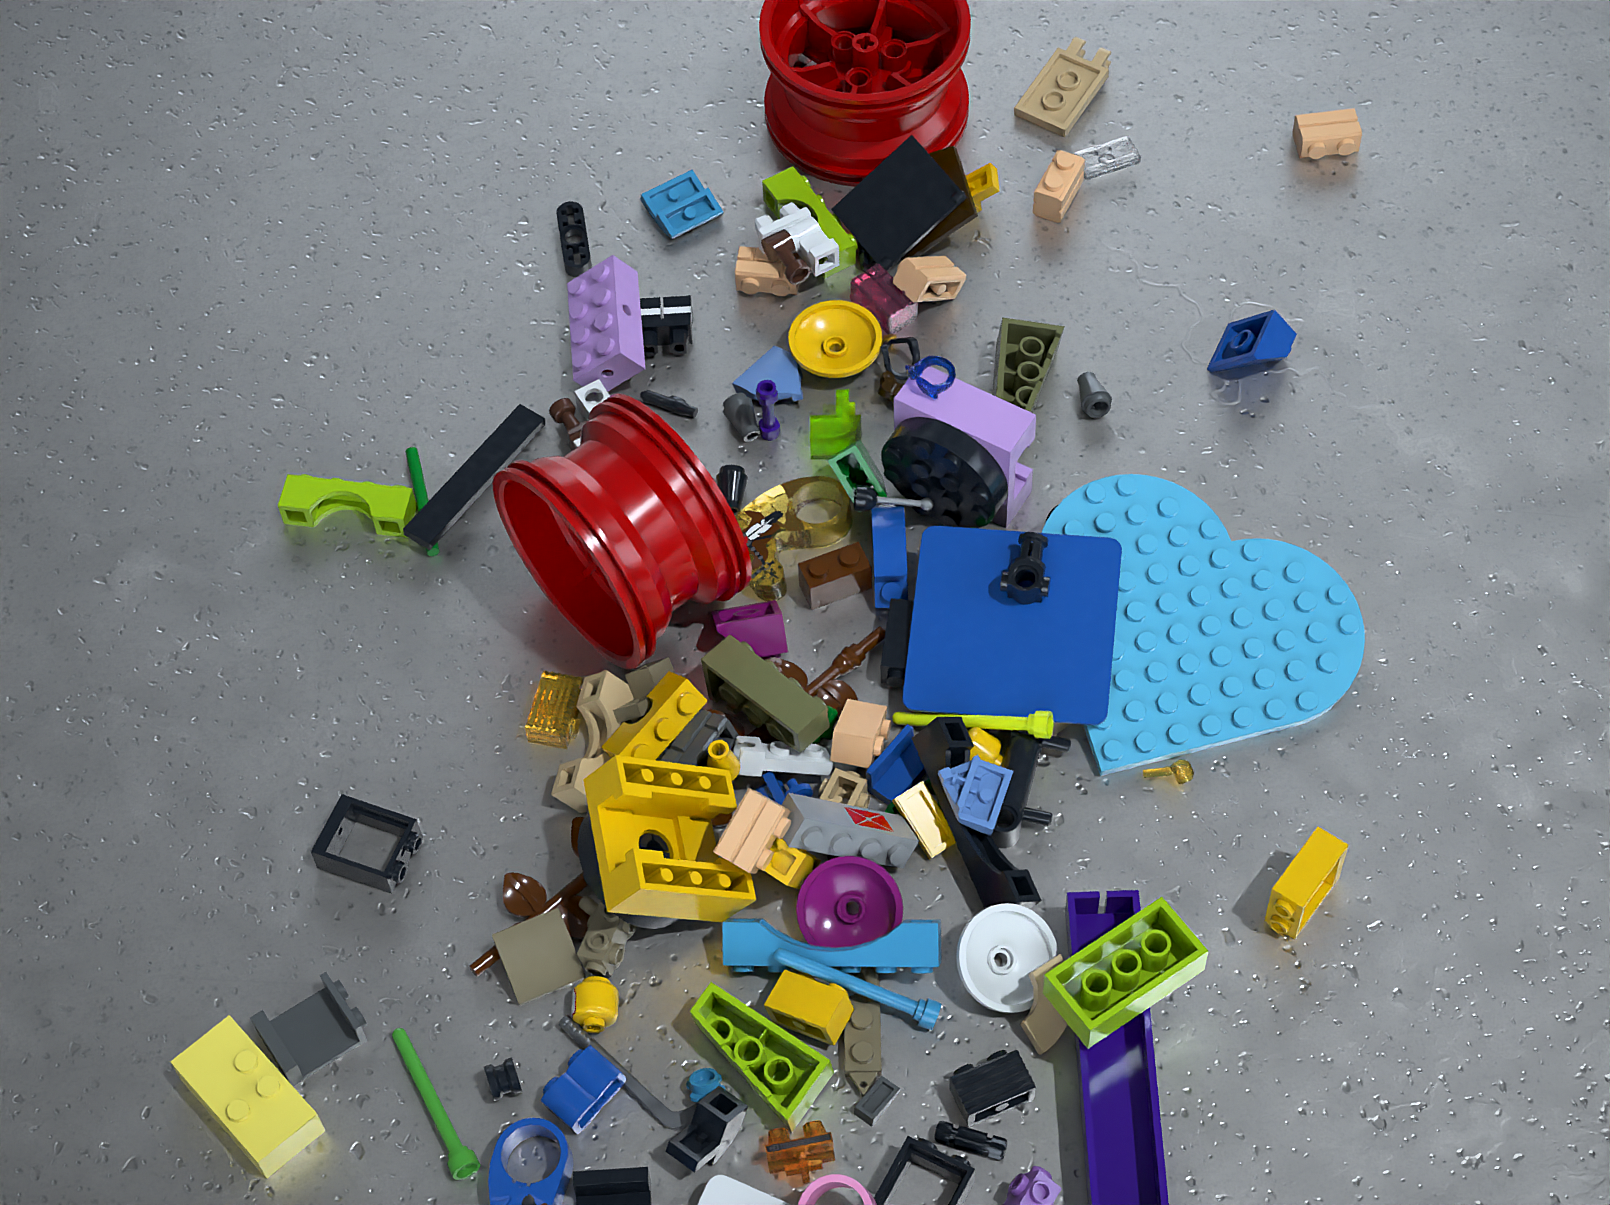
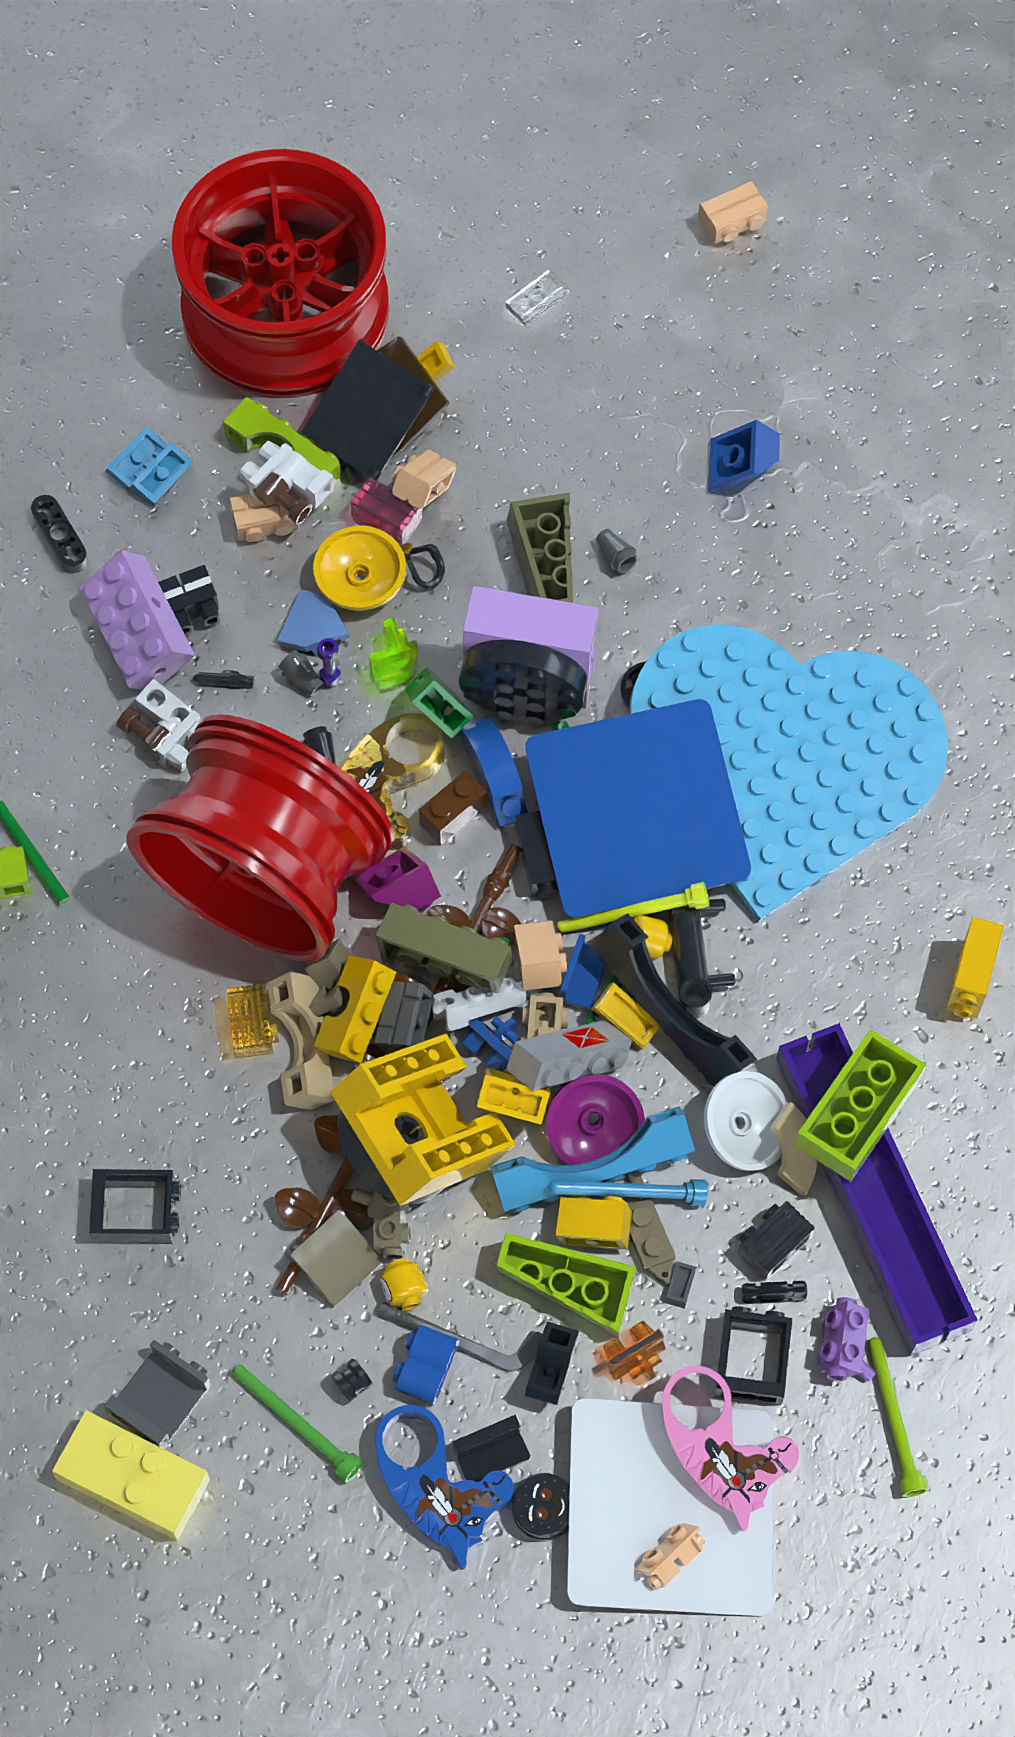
camera: 25 degrees left, 10 degrees up
(474, 477) = (72, 813): black tile -> none
(702, 1083) = (529, 1323): dark azure plate -> none
(723, 758) = (429, 1032): yellow cone -> none
(753, 832) = (499, 1089): light nougat brick -> none
(866, 499) = (457, 726): hinge -> none
(889, 386) = (430, 601): dark brown piece -> none
(931, 390) = (495, 612): clear blue piece -> none
(976, 792) = (667, 980): medium blue slope -> none
(1027, 568) = (636, 753): black connector -> none
(1058, 186) = (505, 342): light nougat brick -> none
(1064, 88) = (468, 233): tan tile -> none
(1181, 769) = (827, 893): clear yellow hand -> none

